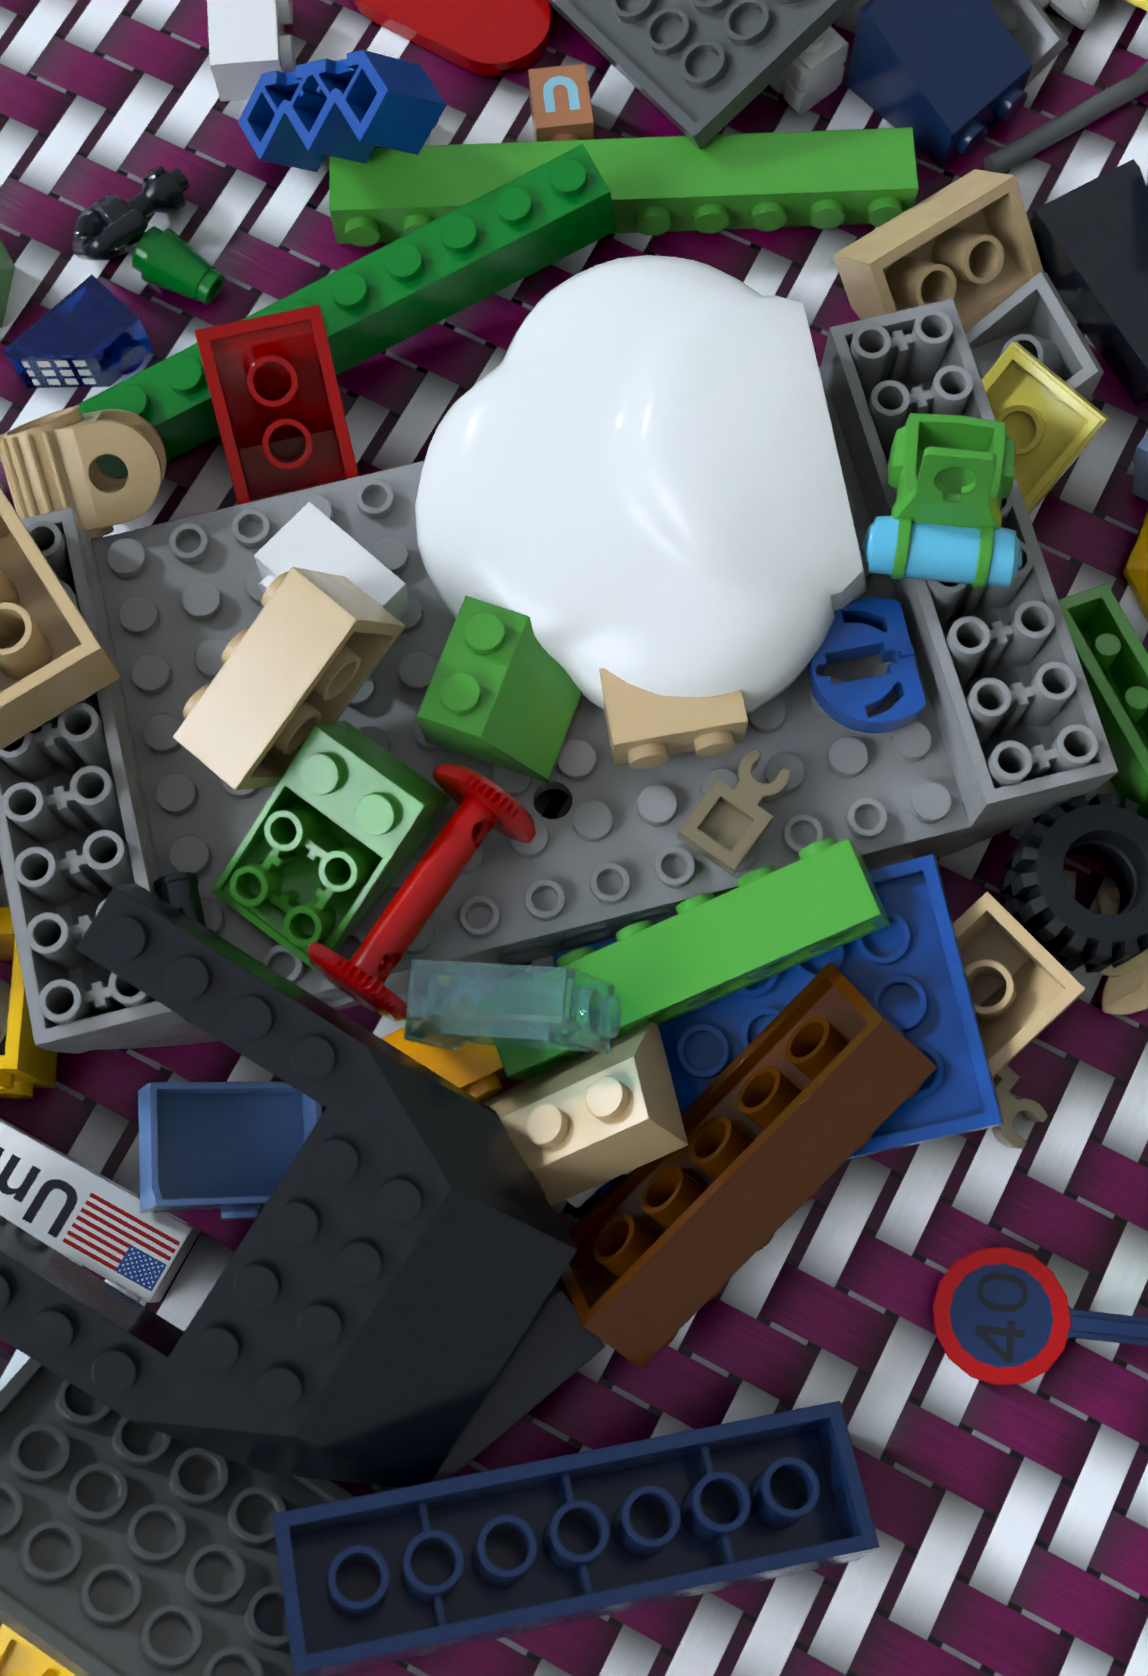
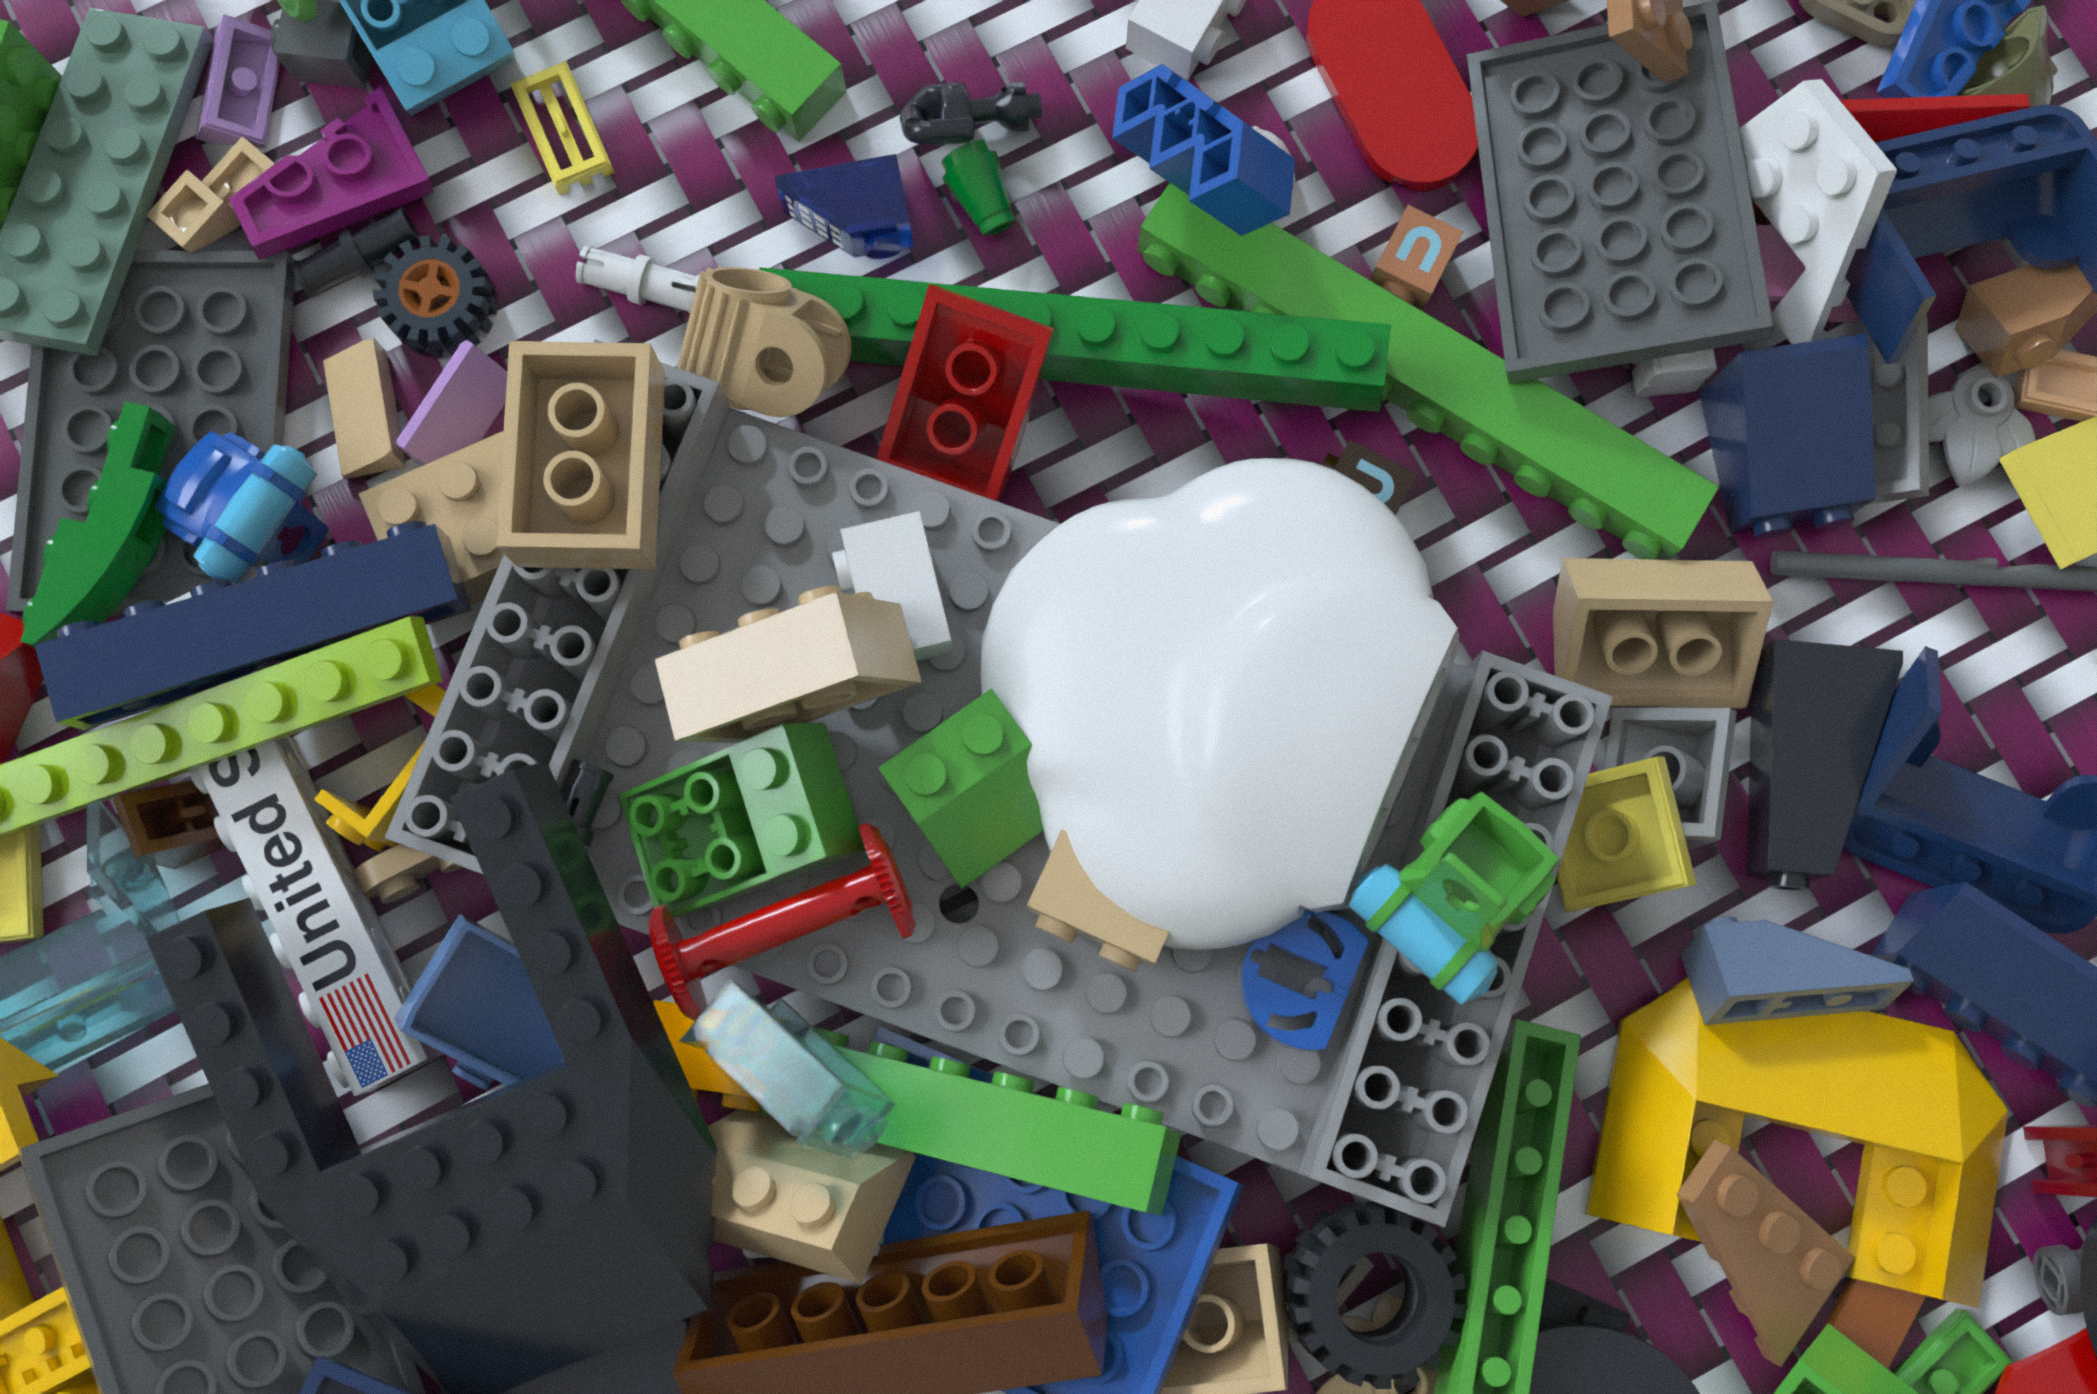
camera: 30 degrees right, 5 degrees up
(58, 1097) = (396, 872): none -> tan plate
(730, 820) = (1085, 1034): dark tan plate -> none

